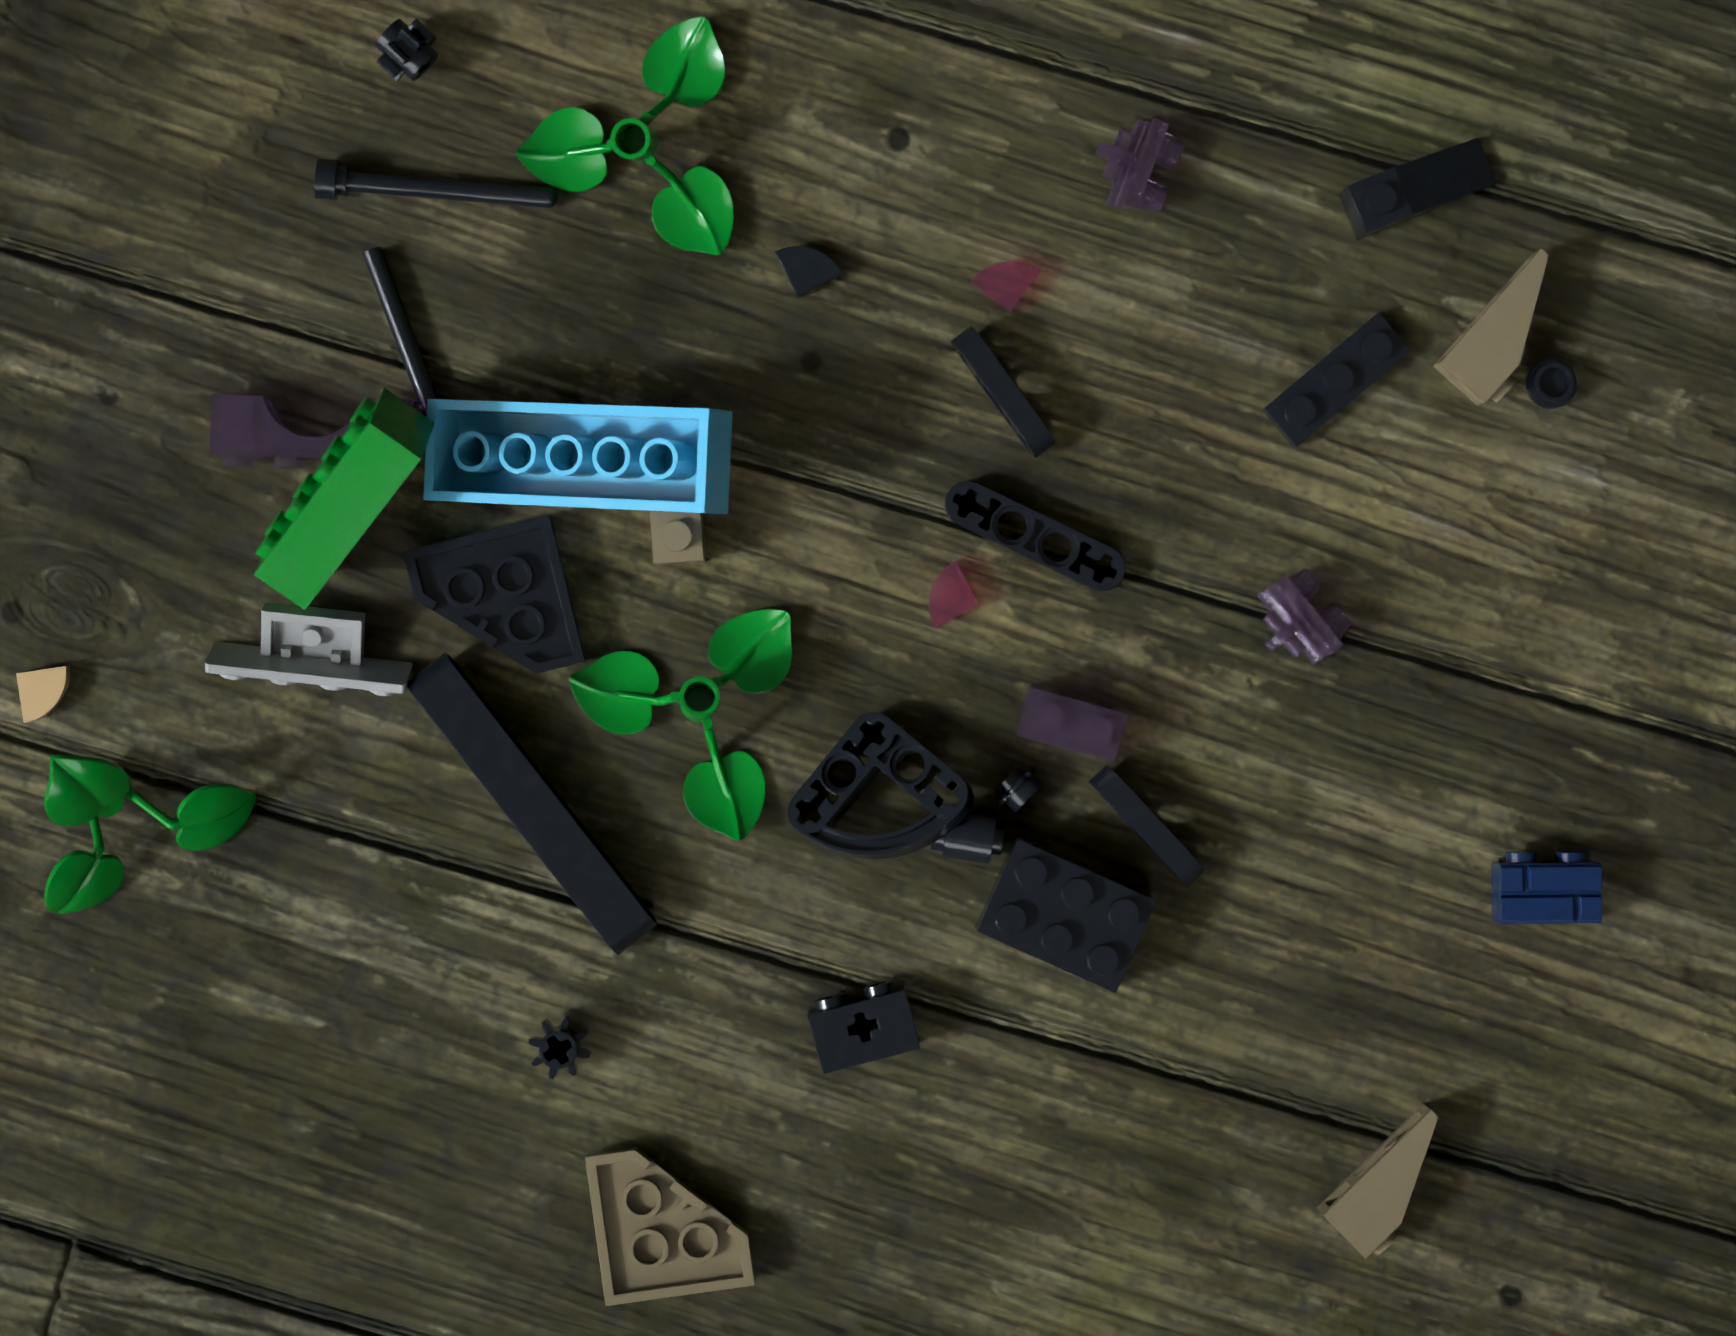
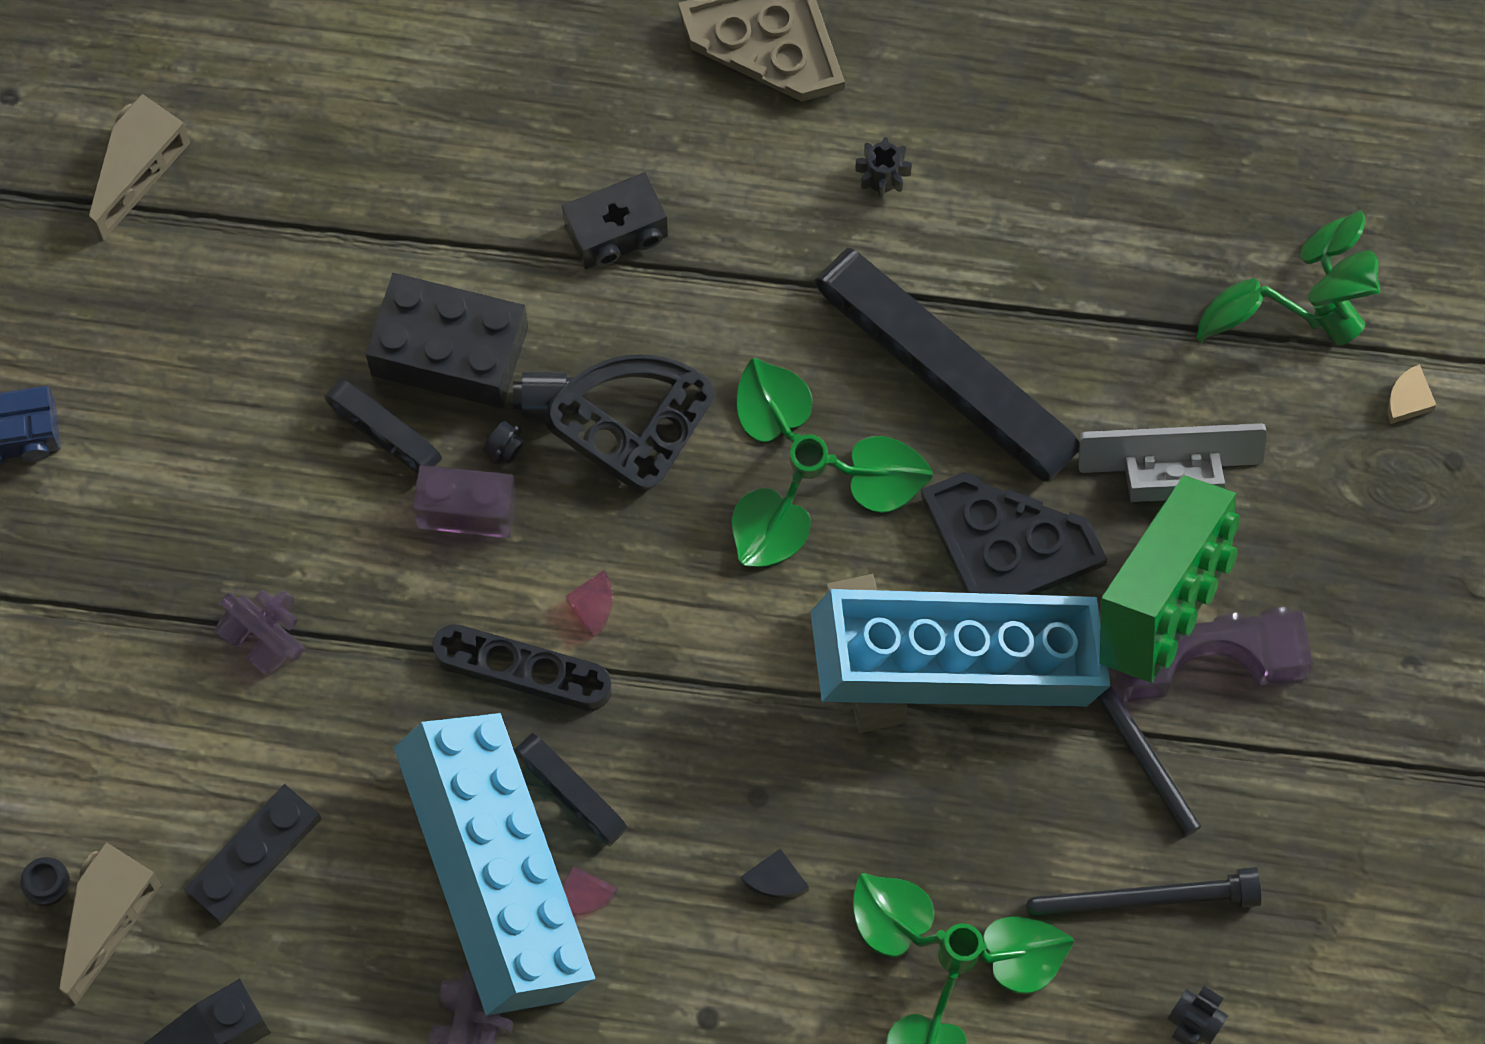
camera: 170 degrees right, 20 degrees down
(1094, 314) = (493, 863): none -> medium azure brick

